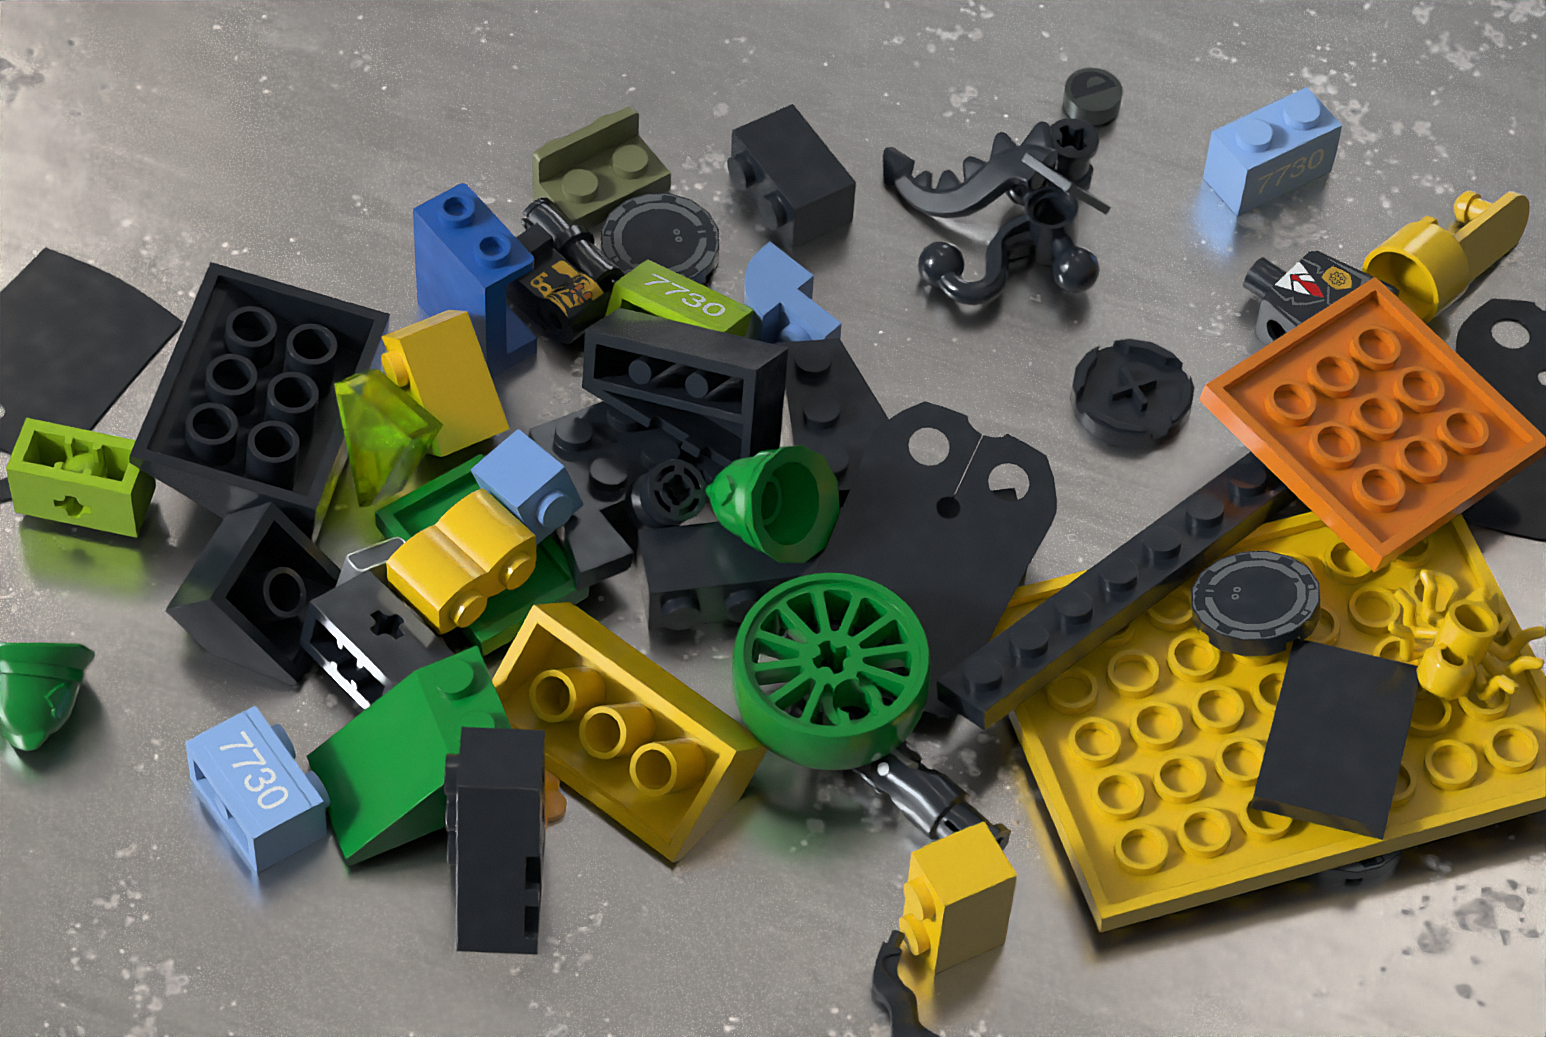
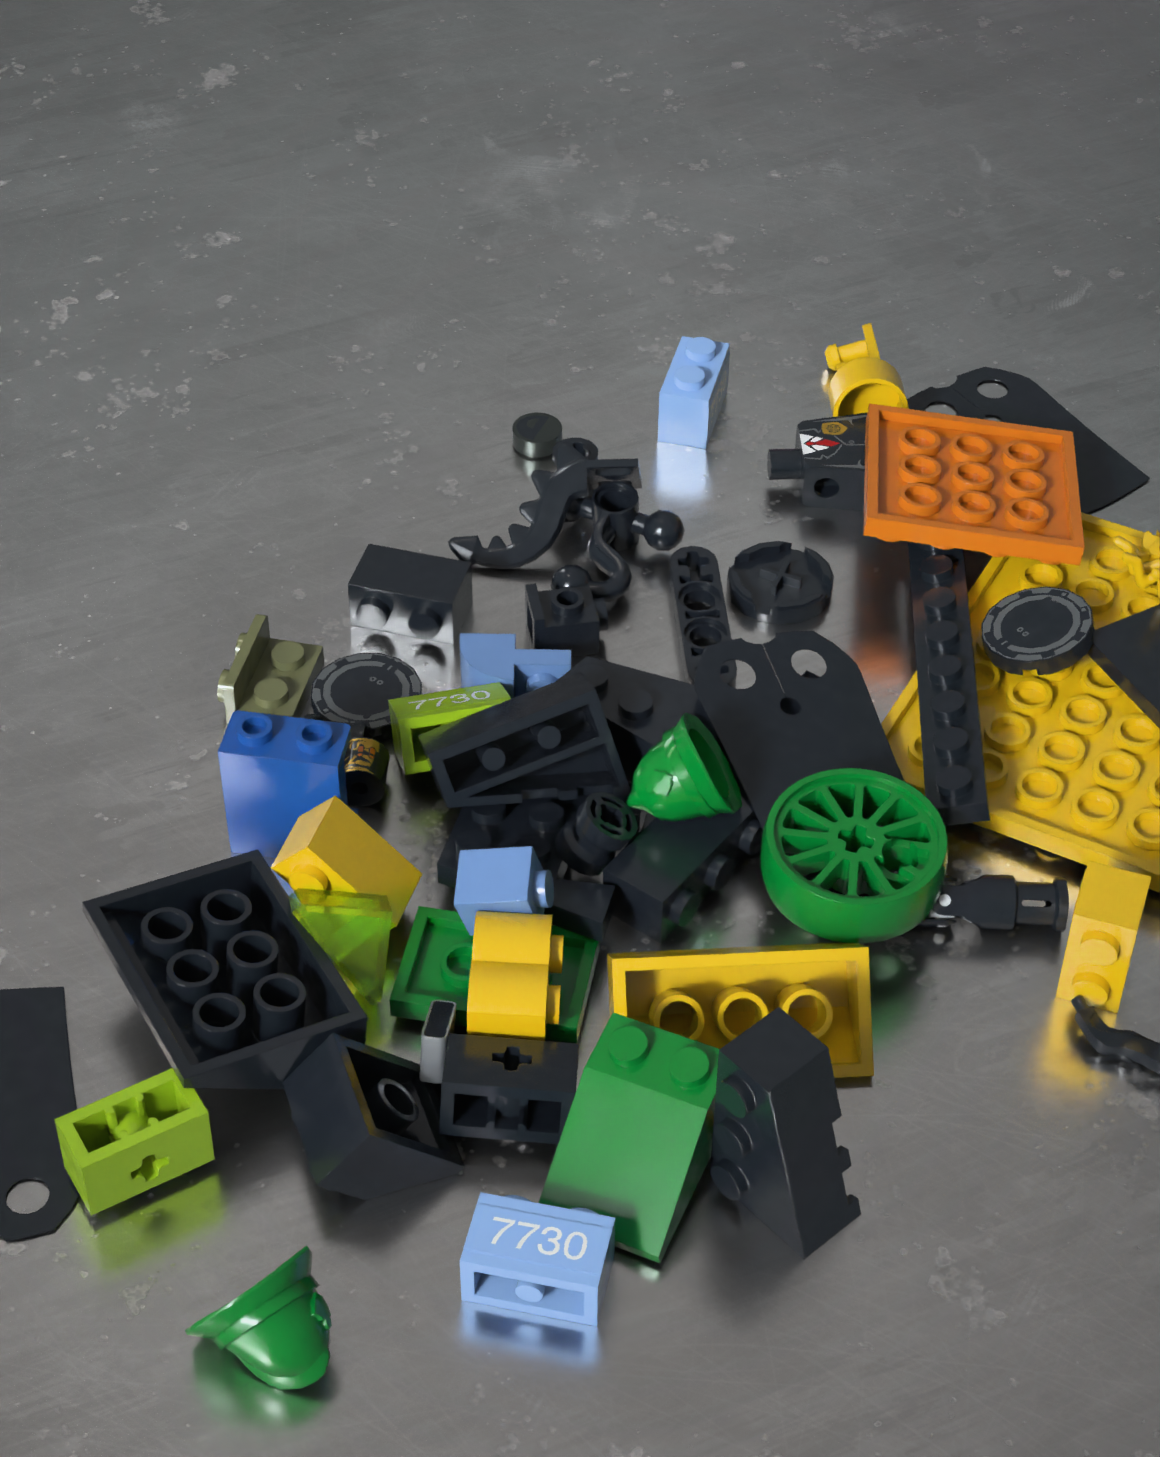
camera: 40 degrees left, 10 degrees down
(888, 292) = (565, 619): none -> black brick
(1016, 385) = (694, 623): none -> black beam

